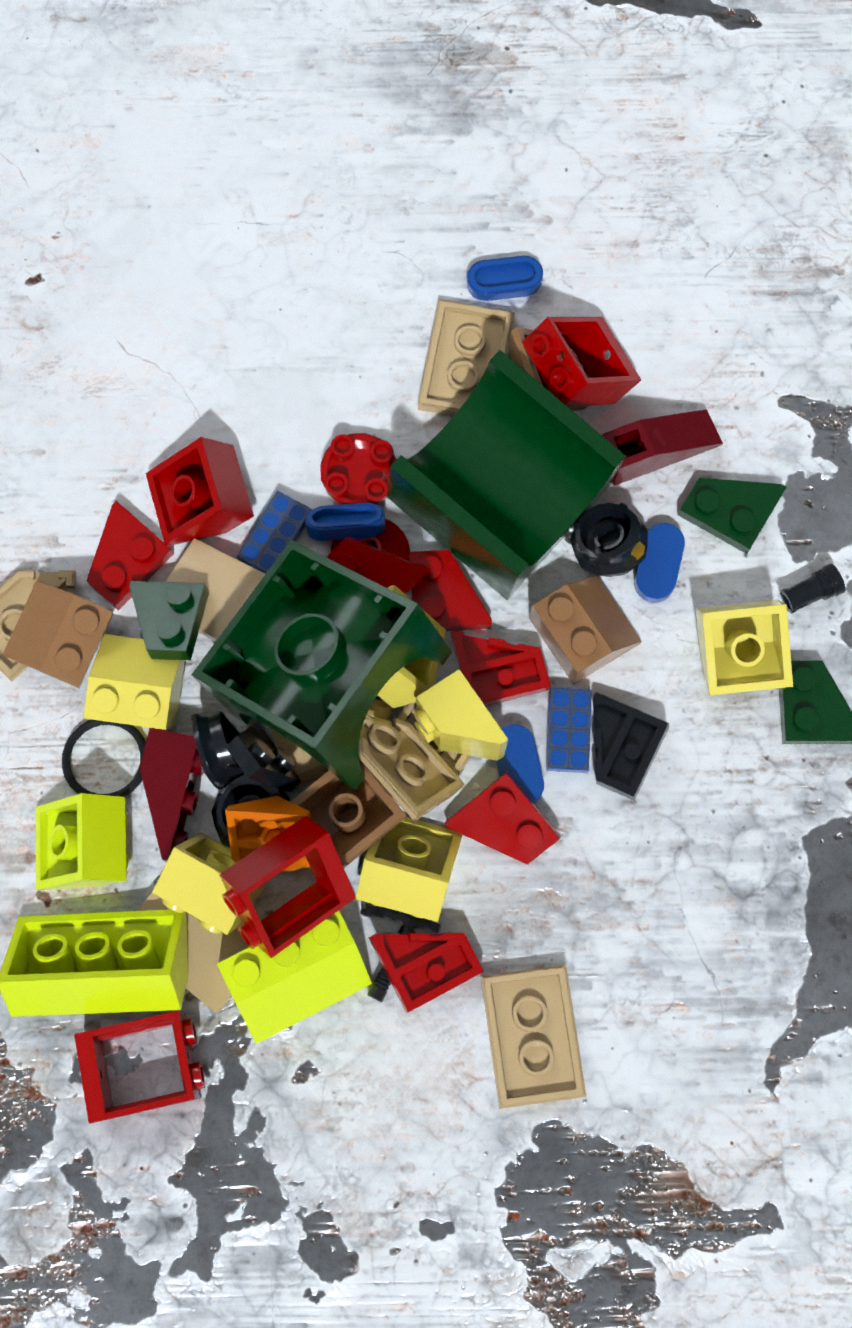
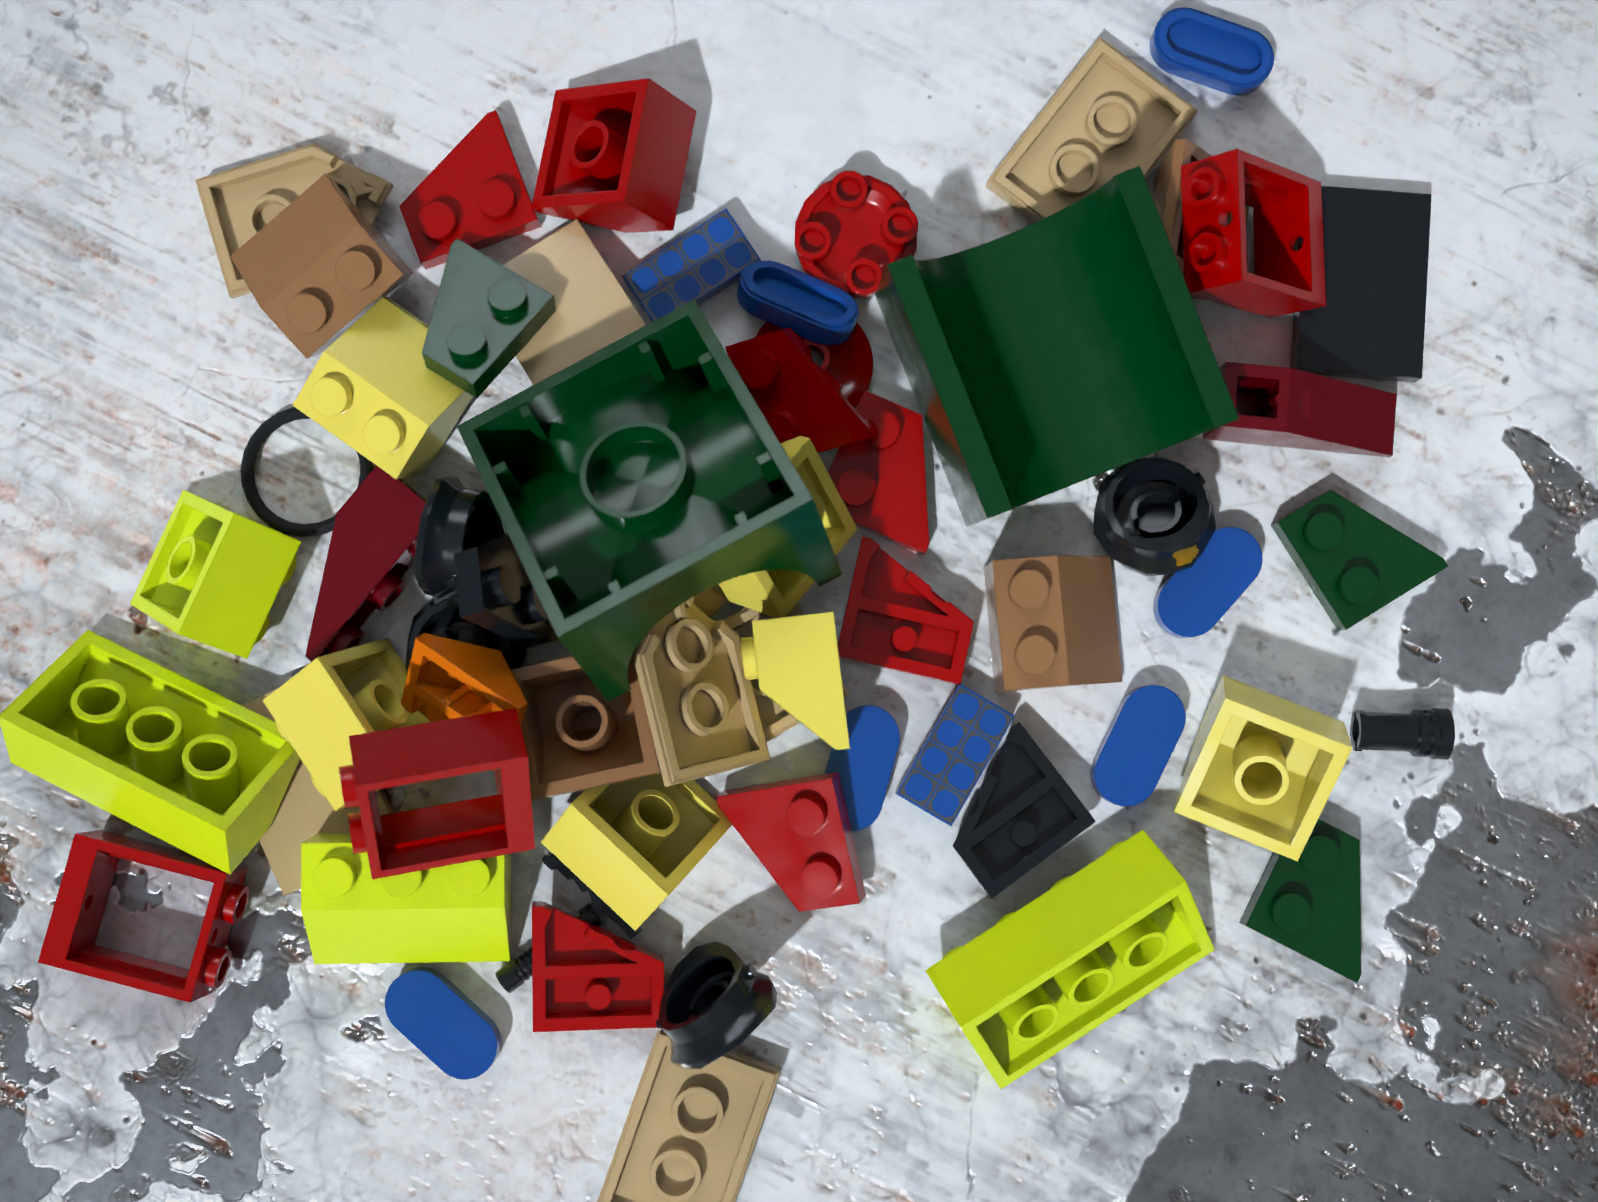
camera: 25 degrees right, 10 degrees up
(350, 1041) = (443, 1023): none -> blue tile
(504, 938) = (712, 1004): none -> black hat
(662, 358) = (1373, 288): none -> black tile
(670, 672) = (1138, 745): none -> blue tile
(698, 810) = (1072, 958): none -> neon yellow slope

